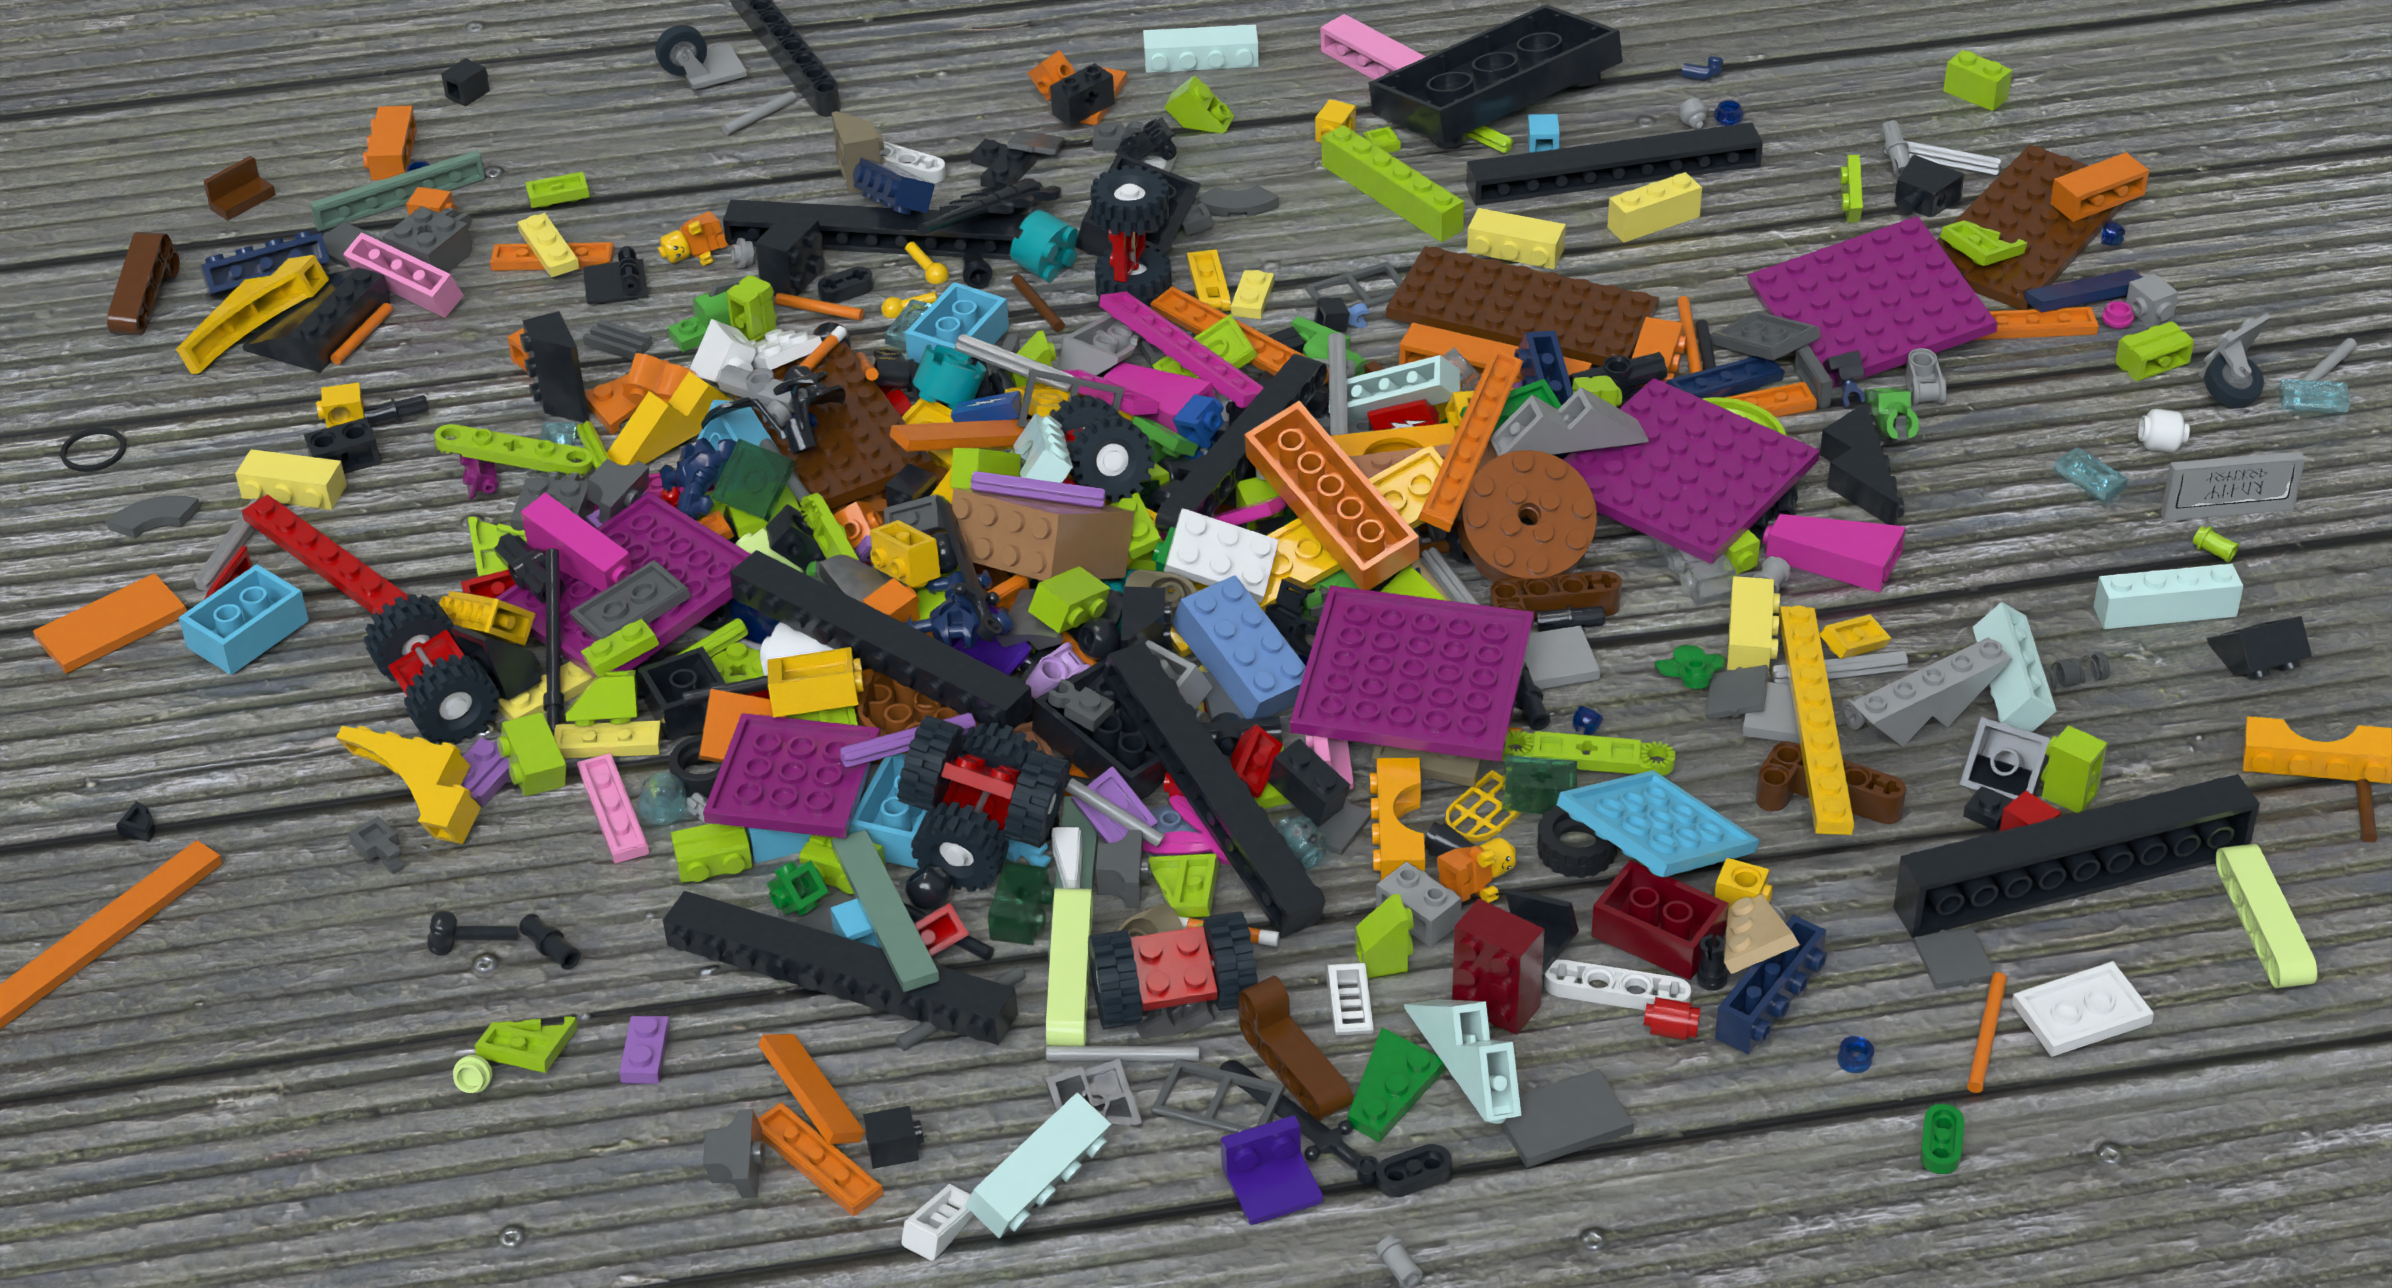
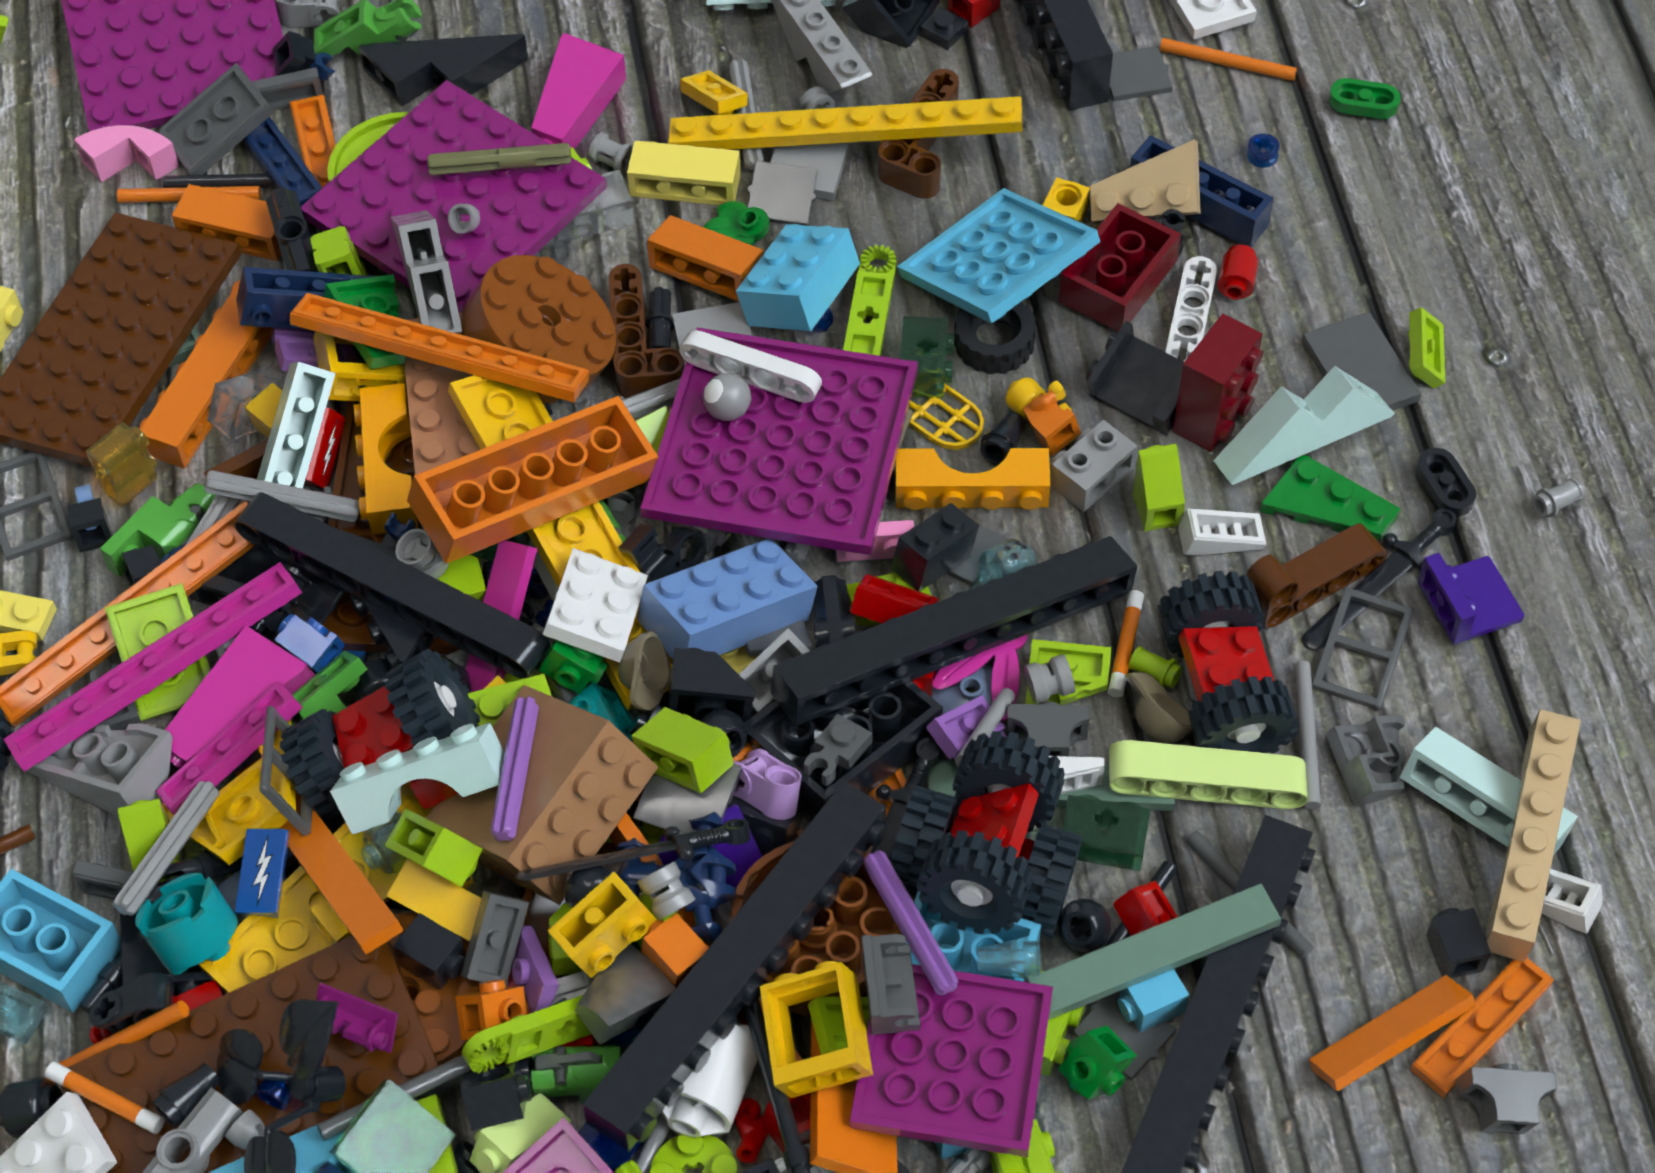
camera: 90 degrees left, 15 degrees up
(838, 452) = (361, 1019): none -> magenta hinge
(846, 719) = (889, 984): none -> dark grey hinge
(876, 811) = (1011, 958): none -> clear light blue cone
(933, 586) = (671, 899): none -> light grey wheel
(1056, 1187) = (1534, 833): none -> tan arch
(1167, 856) = (1049, 679): none -> light grey wheel
(1380, 317) = (123, 463): none -> clear yellow brick
(1442, 621) = (727, 397): none -> light grey piece
(1478, 635) = (751, 364): none -> white beam
(1586, 1165) = (1426, 347): none -> lime plate
(1614, 687) = (798, 277): none -> medium azure brick
(1638, 460) = (463, 226): none -> light grey hinge
(1642, 638) = (701, 256): none -> orange brick
(1714, 478) = (499, 159): none -> olive axle
(1726, 289) = (116, 147): none -> bright pink brick

